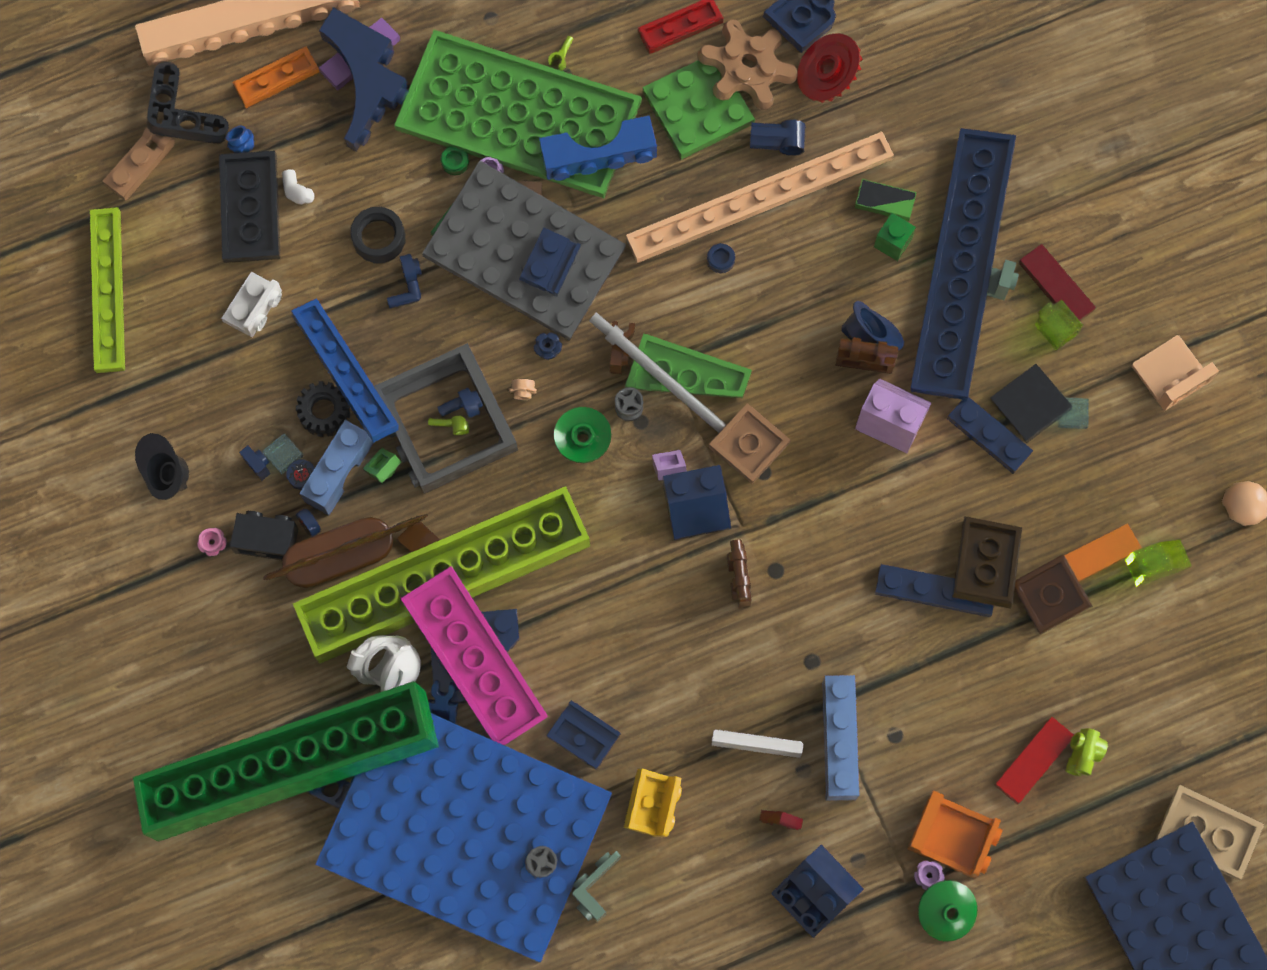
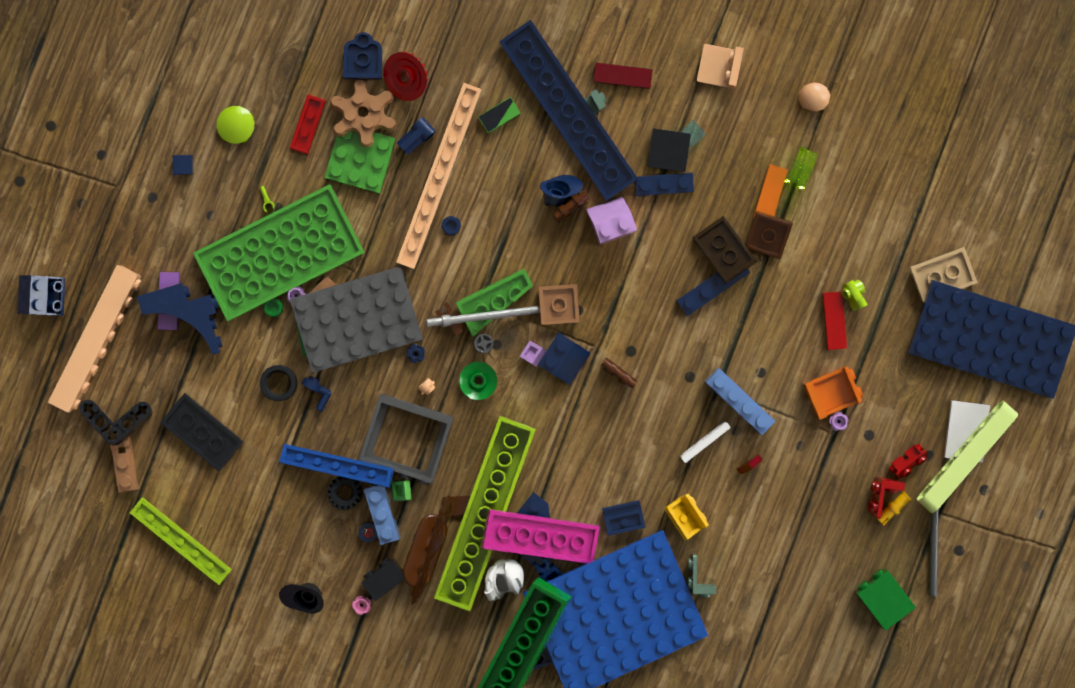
camera: 50 degrees left, 15 degrees up
(240, 139) = (161, 404): blue plate -> none
(252, 304) = (256, 476): white bracket -> none
(256, 461) = (341, 548): dark blue plate -> none
(276, 77) = (141, 354): orange tile -> none
(282, 453) = (349, 531): clear light blue tile -> none
(294, 191) = (214, 402): white arm -> none
(308, 522) = (396, 551): dark blue tile -> none
(459, 424) = (415, 434): lime hand -> none
(468, 400) = (411, 421): dark blue plate -> none
(545, 861) = (668, 597): dark grey wheel -> none
(550, 262) = (376, 314): dark blue plate -> none
(566, 157) = (353, 214): blue arch -> none
(817, 891) = (797, 479): dark blue slope -> none
(894, 237) = (524, 131): green brick -> none
(936, 903) = (855, 429): green dish -> none
(1058, 324) = (643, 96): clear neon green brick -> none

